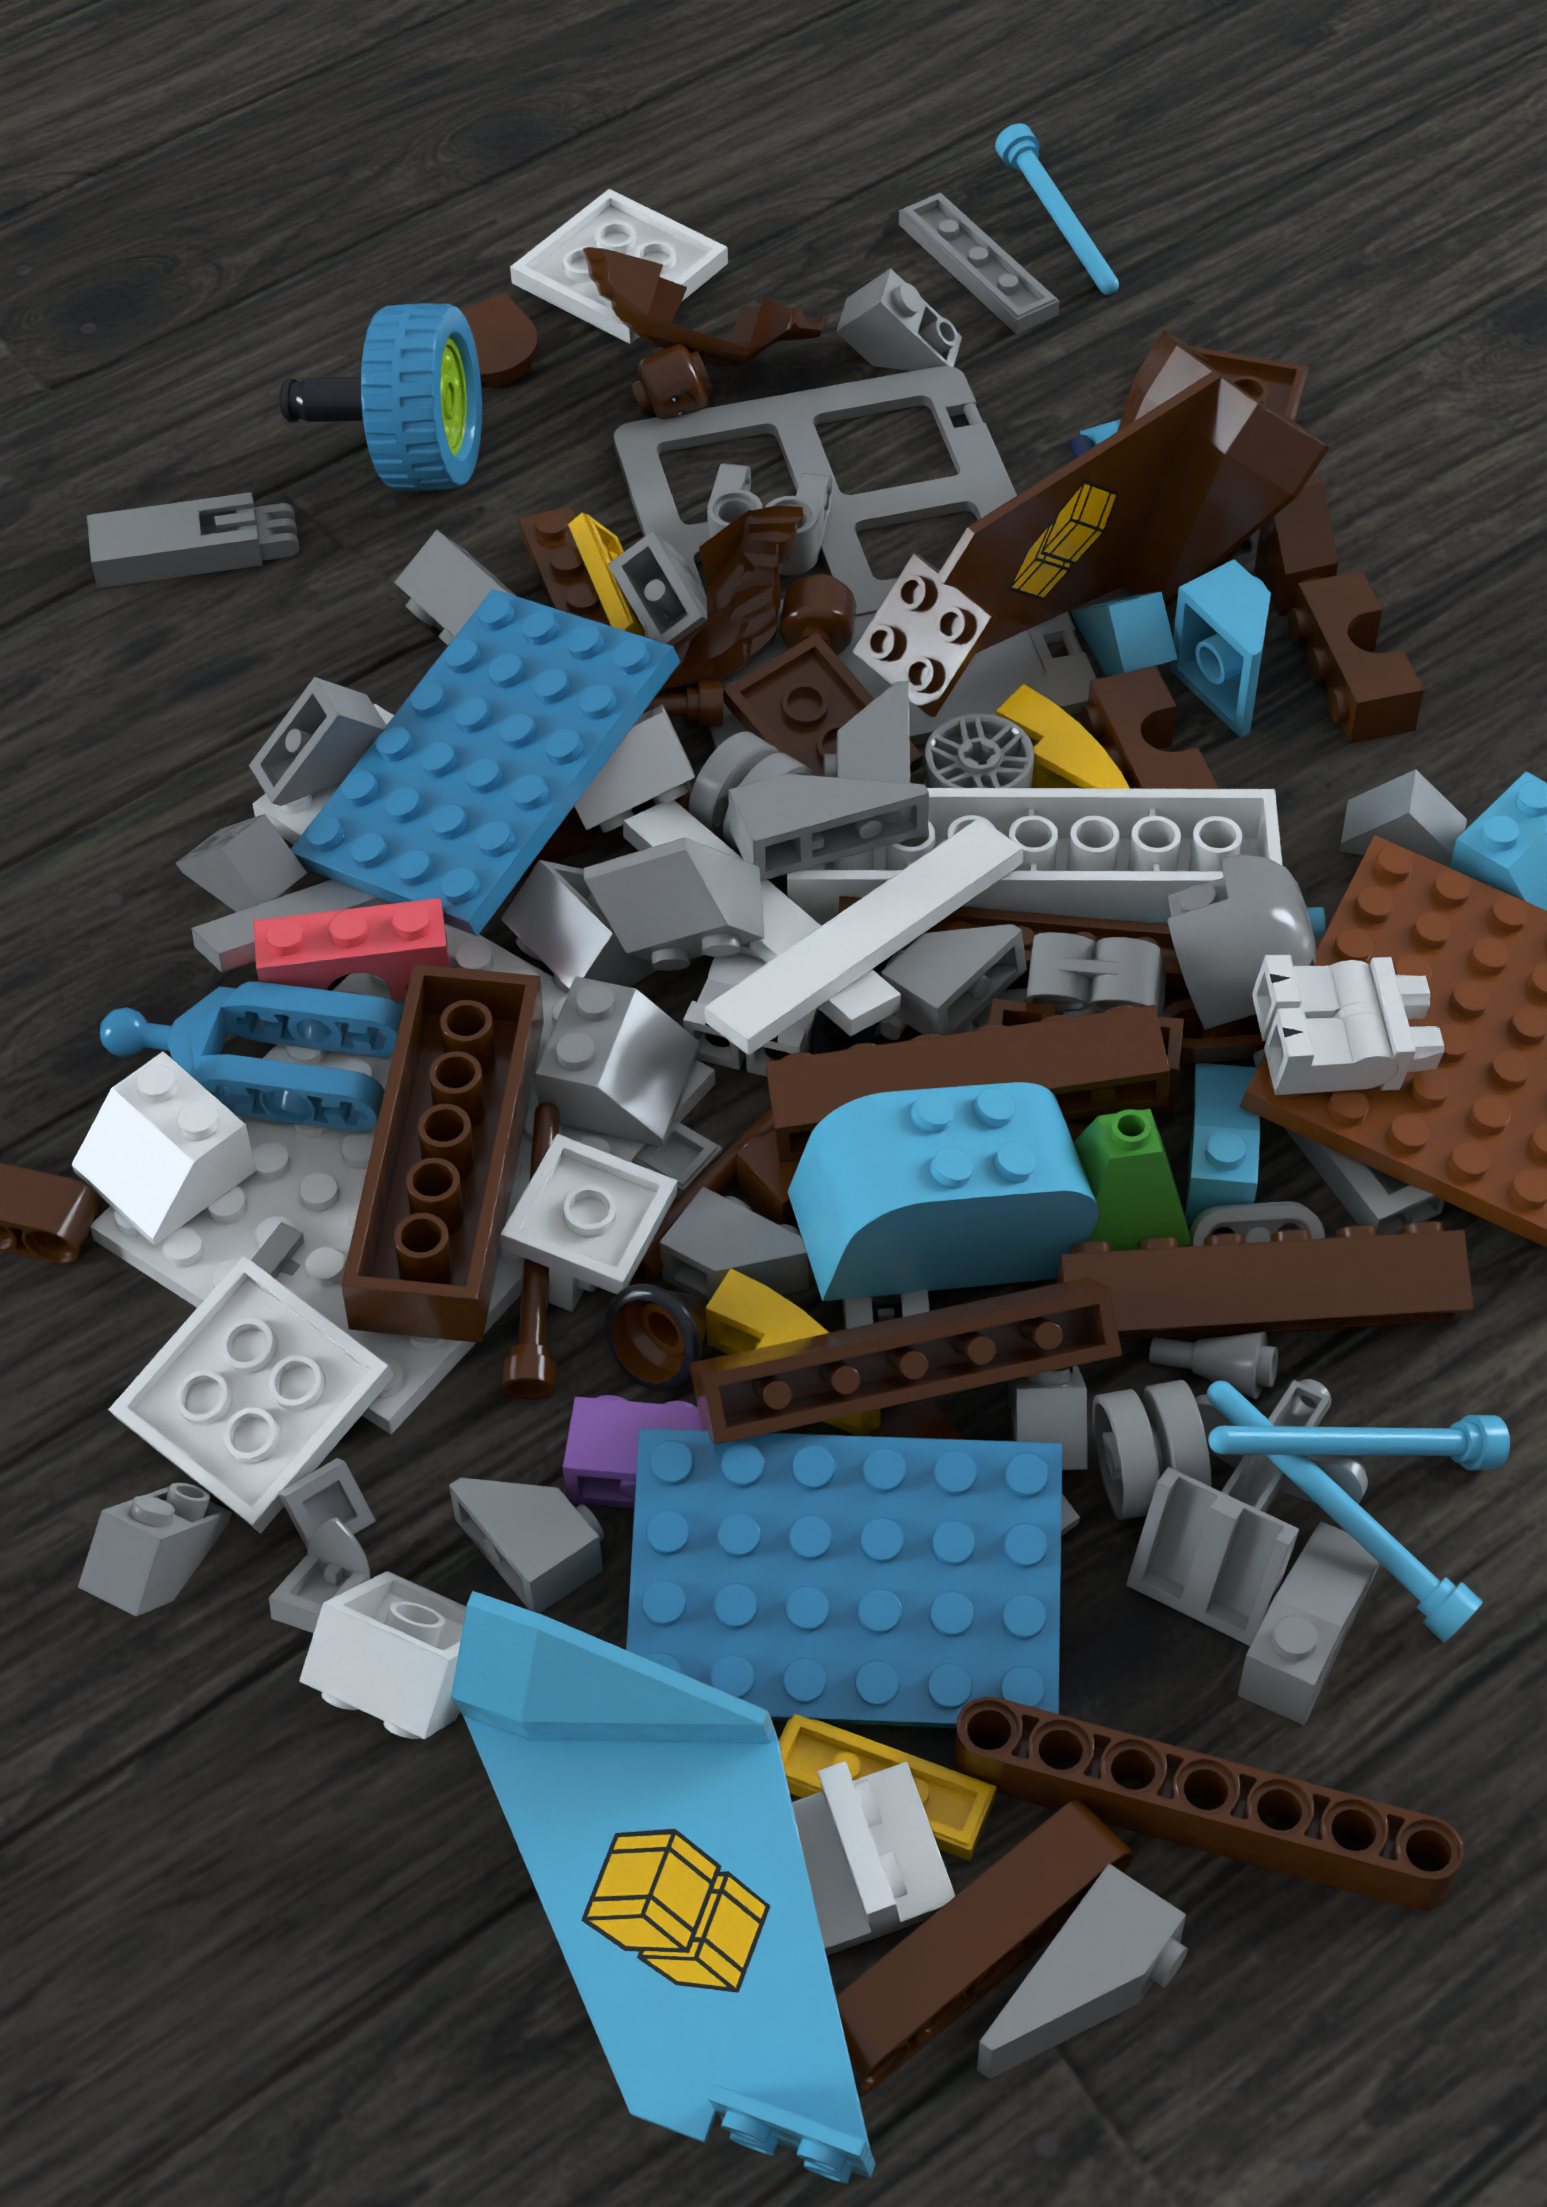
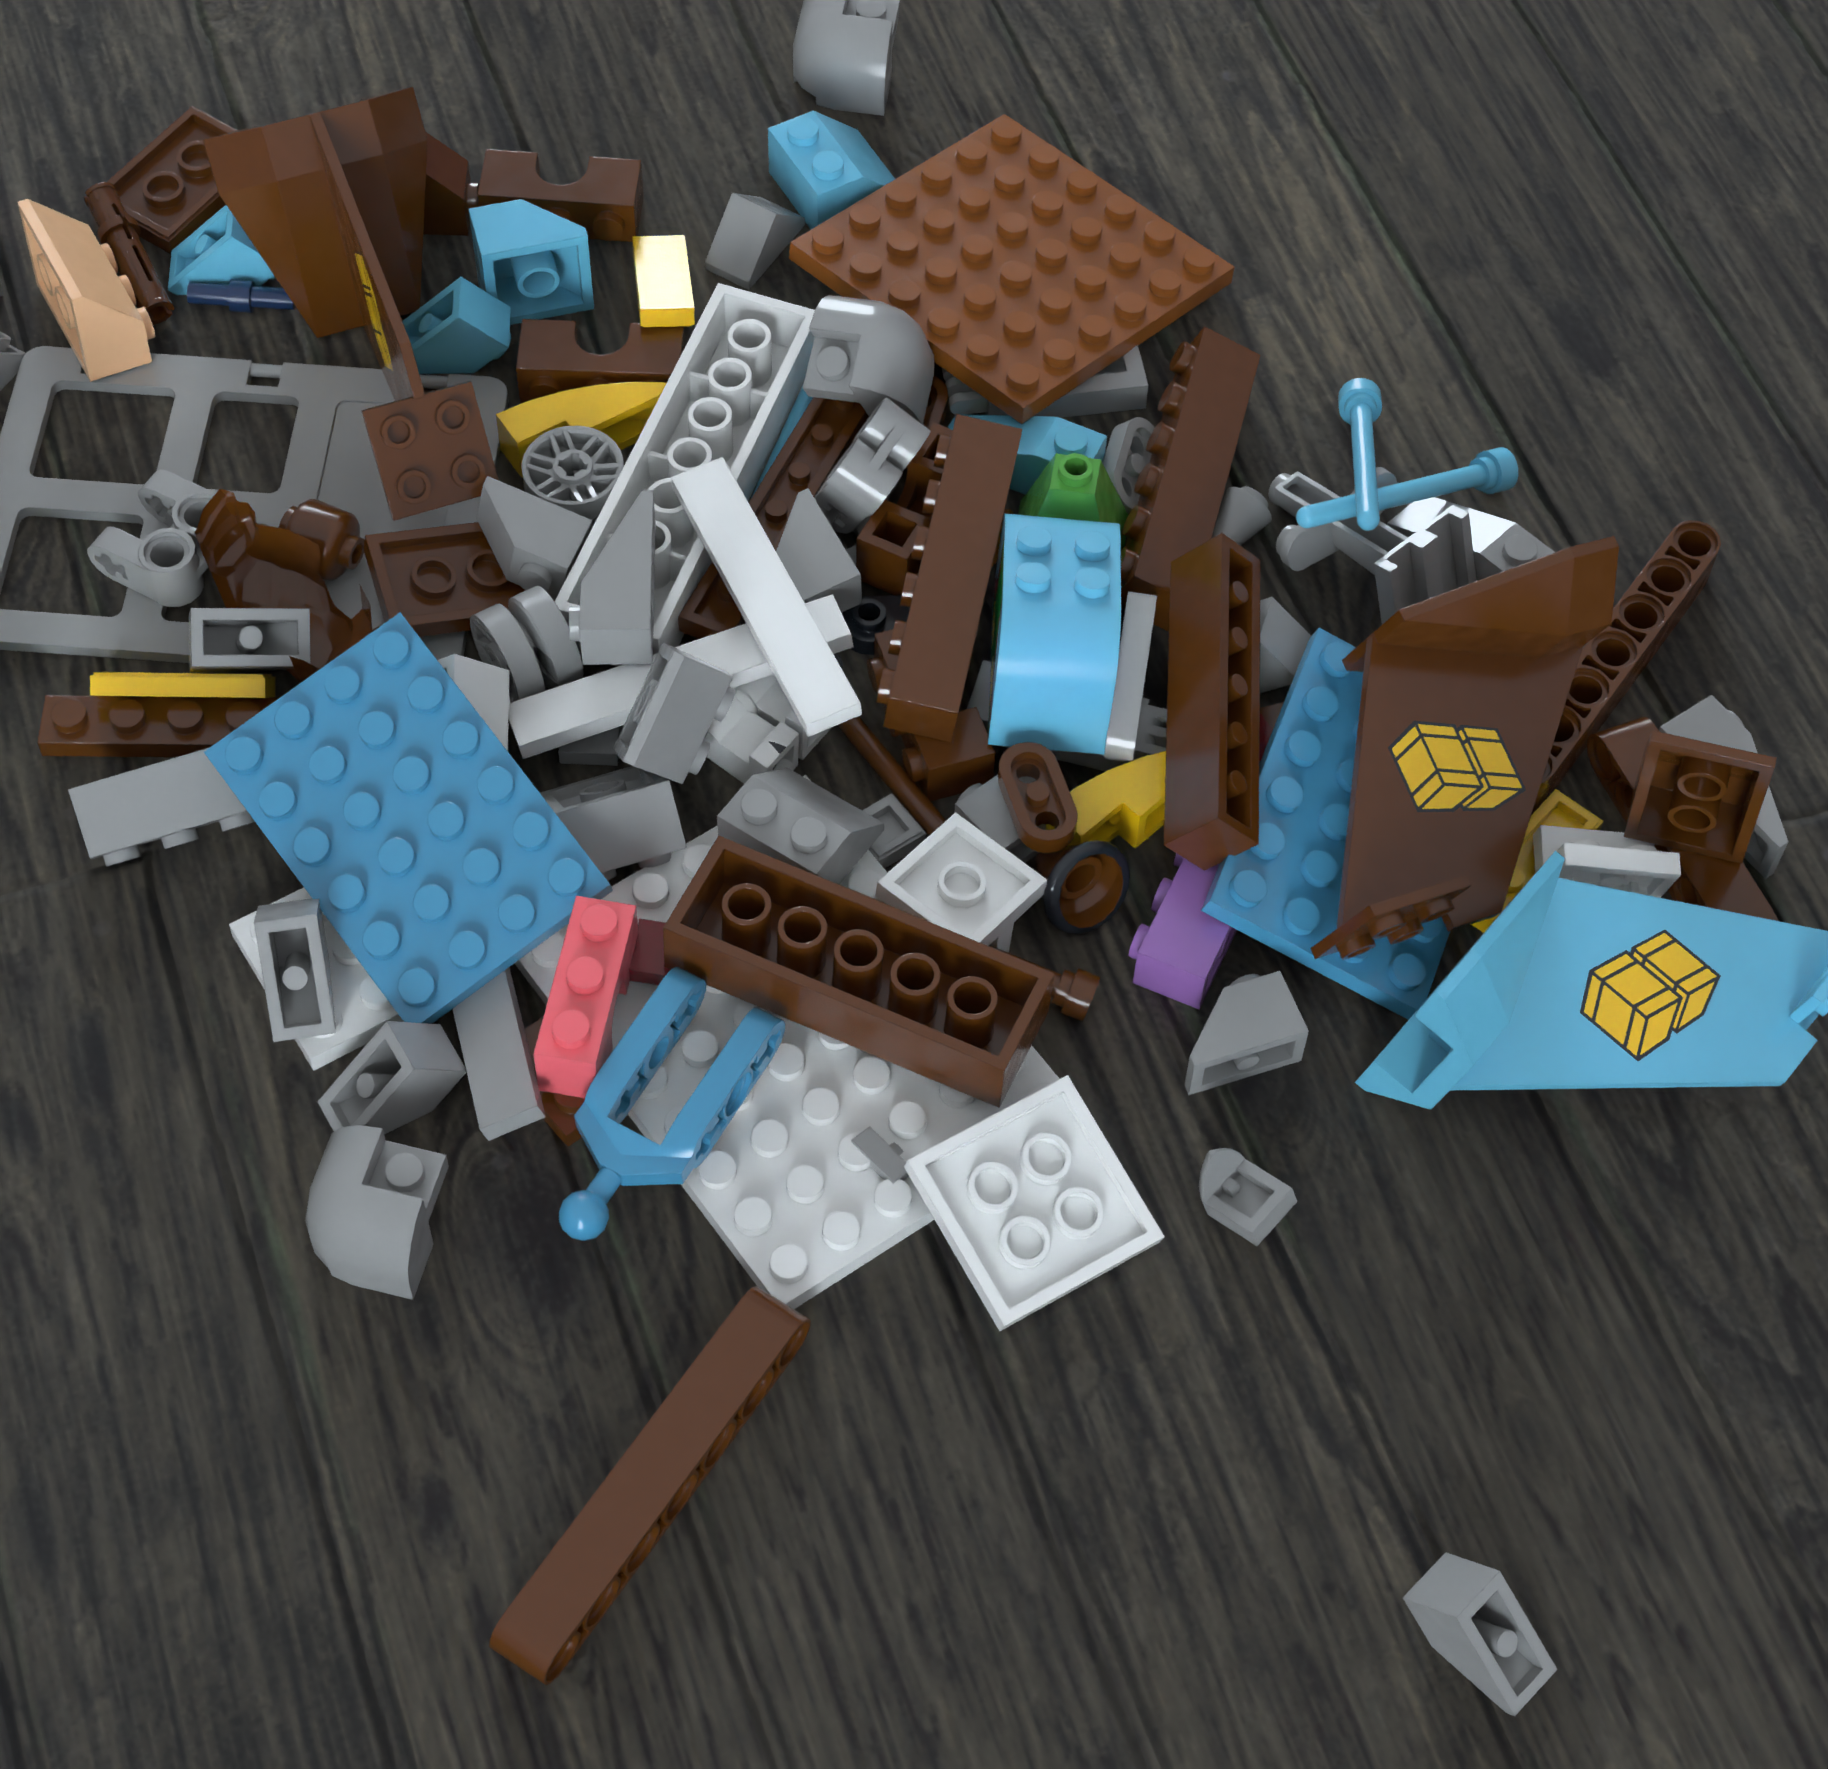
camera: 75 degrees left, 5 degrees up
(94, 884) = (374, 1209): none -> light grey brick
(151, 1547) = (1163, 1318): light grey slope -> none
(163, 1149) = (749, 1207): white slope -> none
(324, 1496) = (1163, 1176): light grey plate -> none
(389, 1654) = (1332, 1148): white slope -> none
(717, 1243) = (1040, 801): none -> reddish brown plate
(926, 1607) = (1458, 740): none -> reddish brown piece
(954, 1258) = (1130, 676): none -> light grey beam
(979, 1888) = (1698, 796): none -> reddish brown slope
(1015, 357) = (85, 292): none -> light nougat slope
(1094, 384) = (123, 235): none -> reddish brown pin
(1143, 1439) = (1320, 581): light grey wheel -> none
(1280, 760) = (663, 281): none -> tile
(1342, 1025) = (1007, 301): white hips -> none

